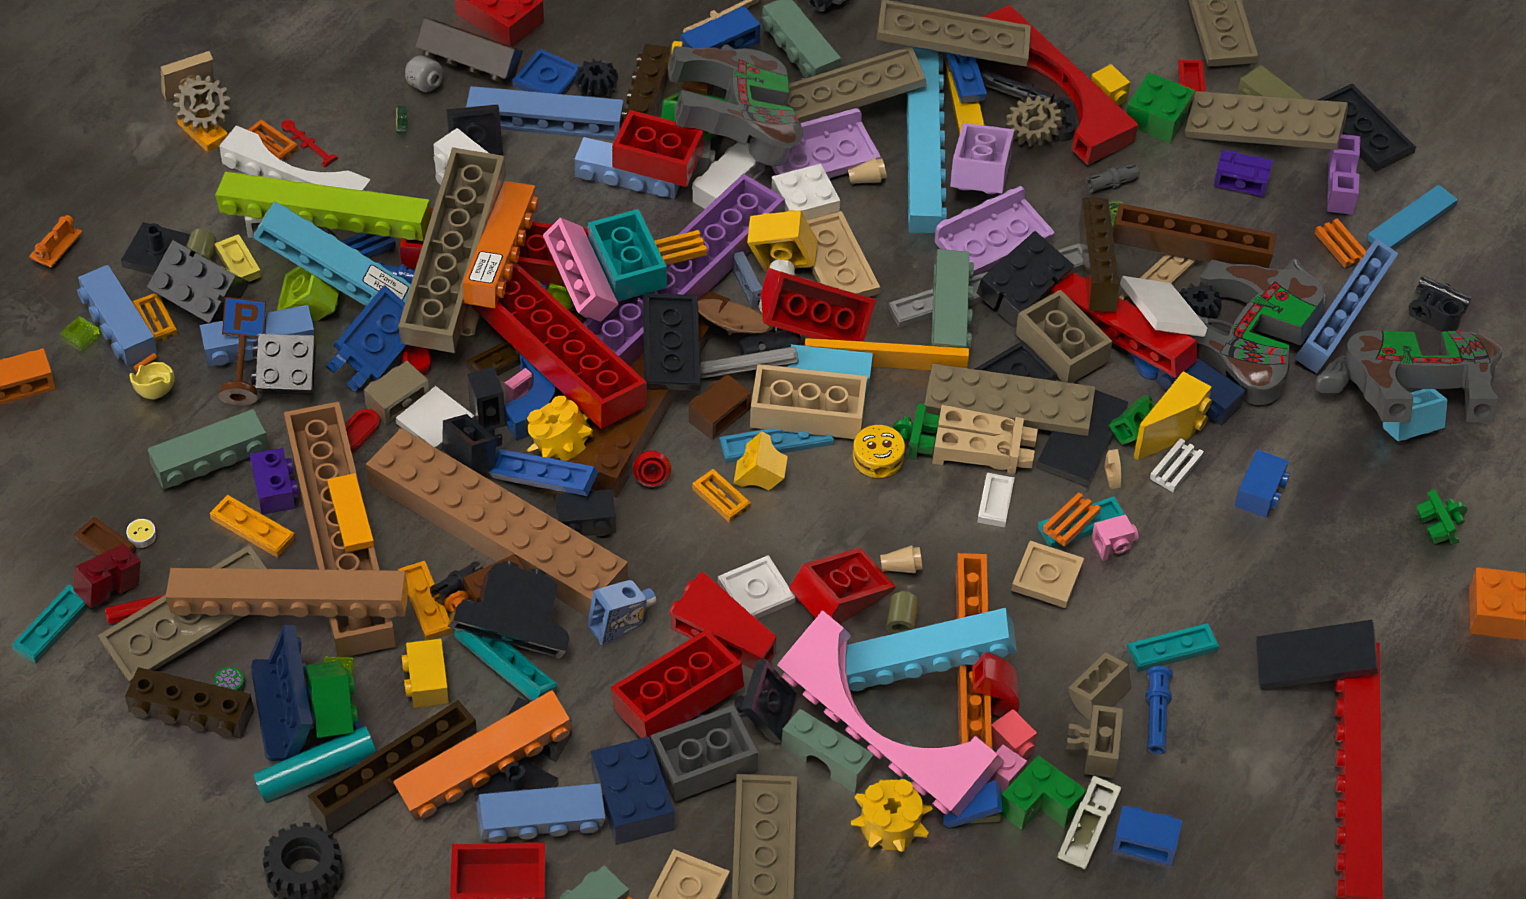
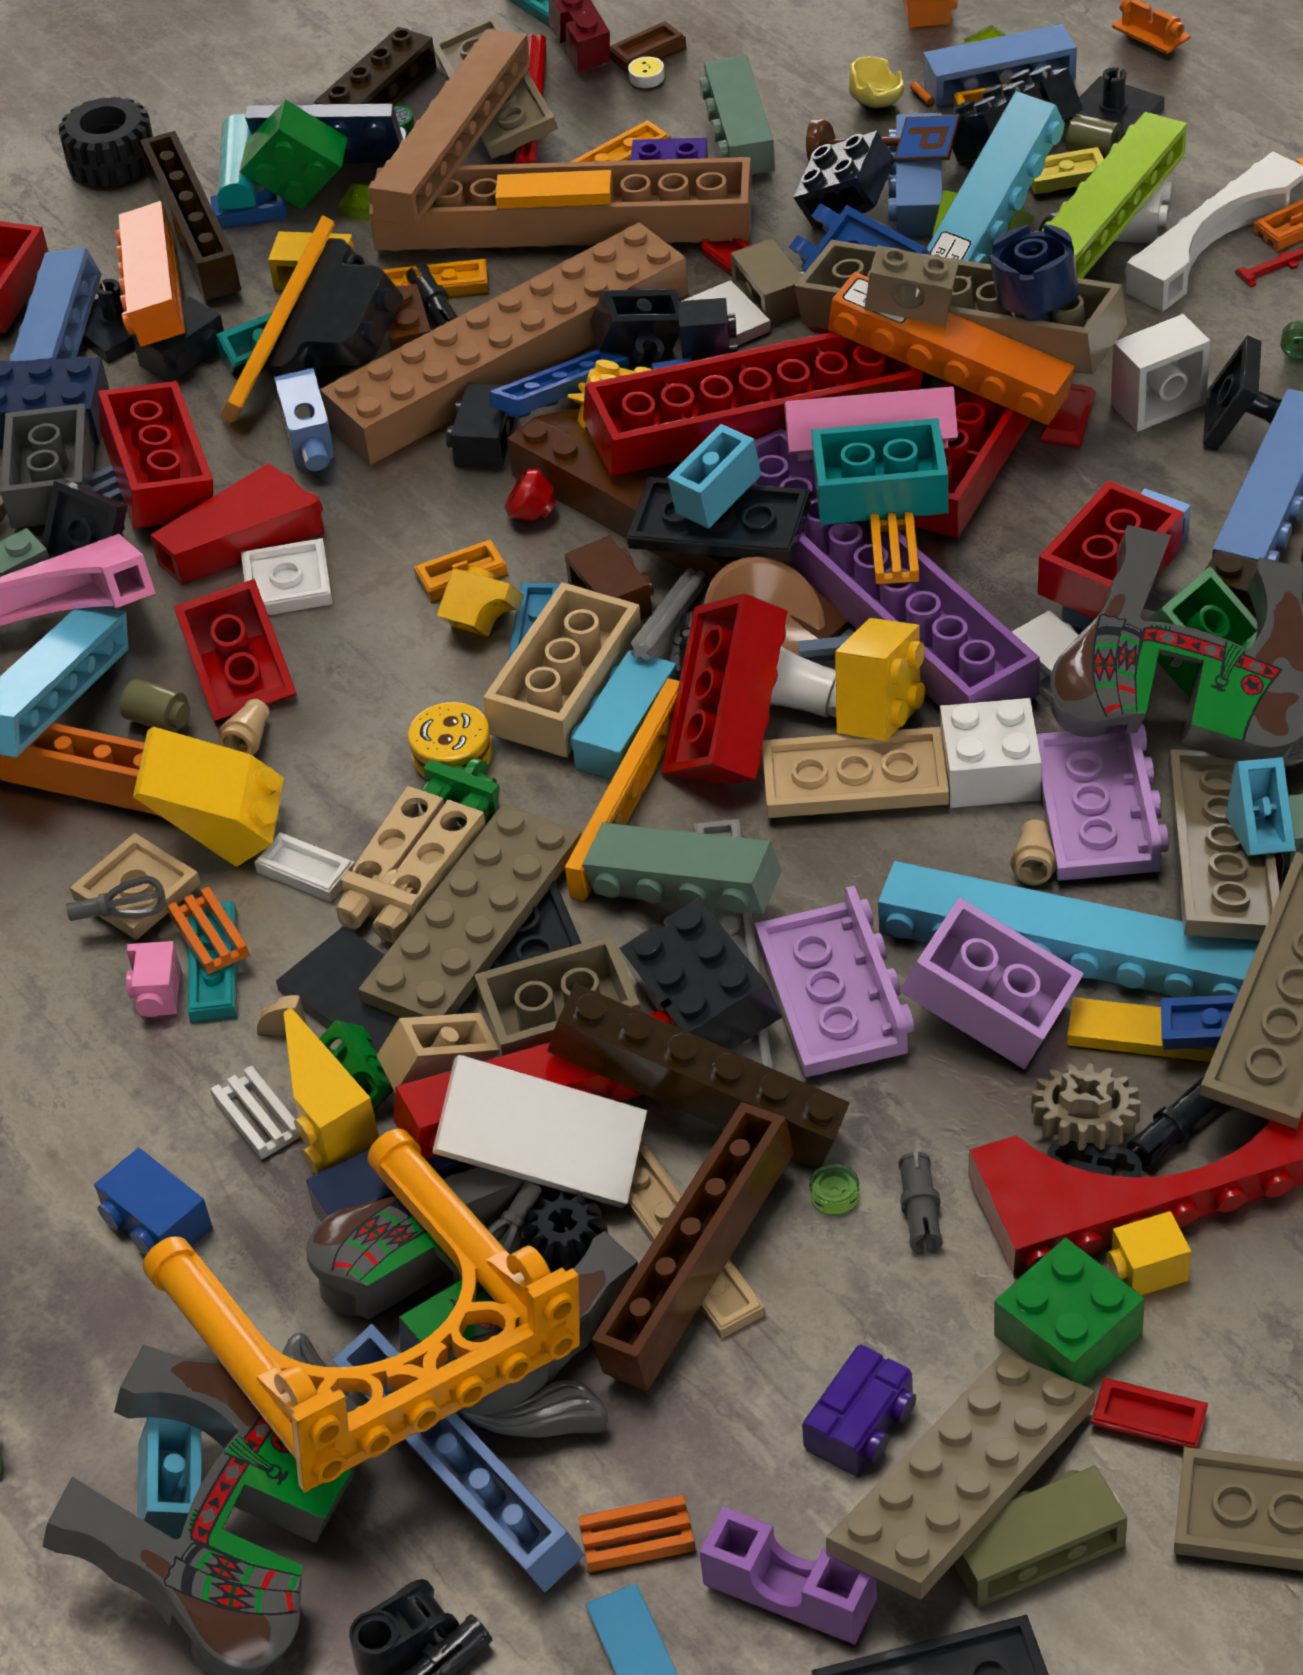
camera: 115 degrees right, 5 degrees down
(463, 178) = (1034, 271): none -> dark blue brick
(483, 242) = (911, 285): none -> dark tan brick
(523, 649) = (277, 319): none -> light orange tile
(662, 325) = (714, 476): none -> medium azure brick
(834, 65) = (1261, 807): none -> medium azure slope
(983, 529) = (210, 793): none -> yellow slope
(1078, 571) = (105, 906): none -> dark grey piece
(1122, 374) = (431, 1043): none -> tan brick
(1338, 289) = (530, 1306): none -> light orange arch

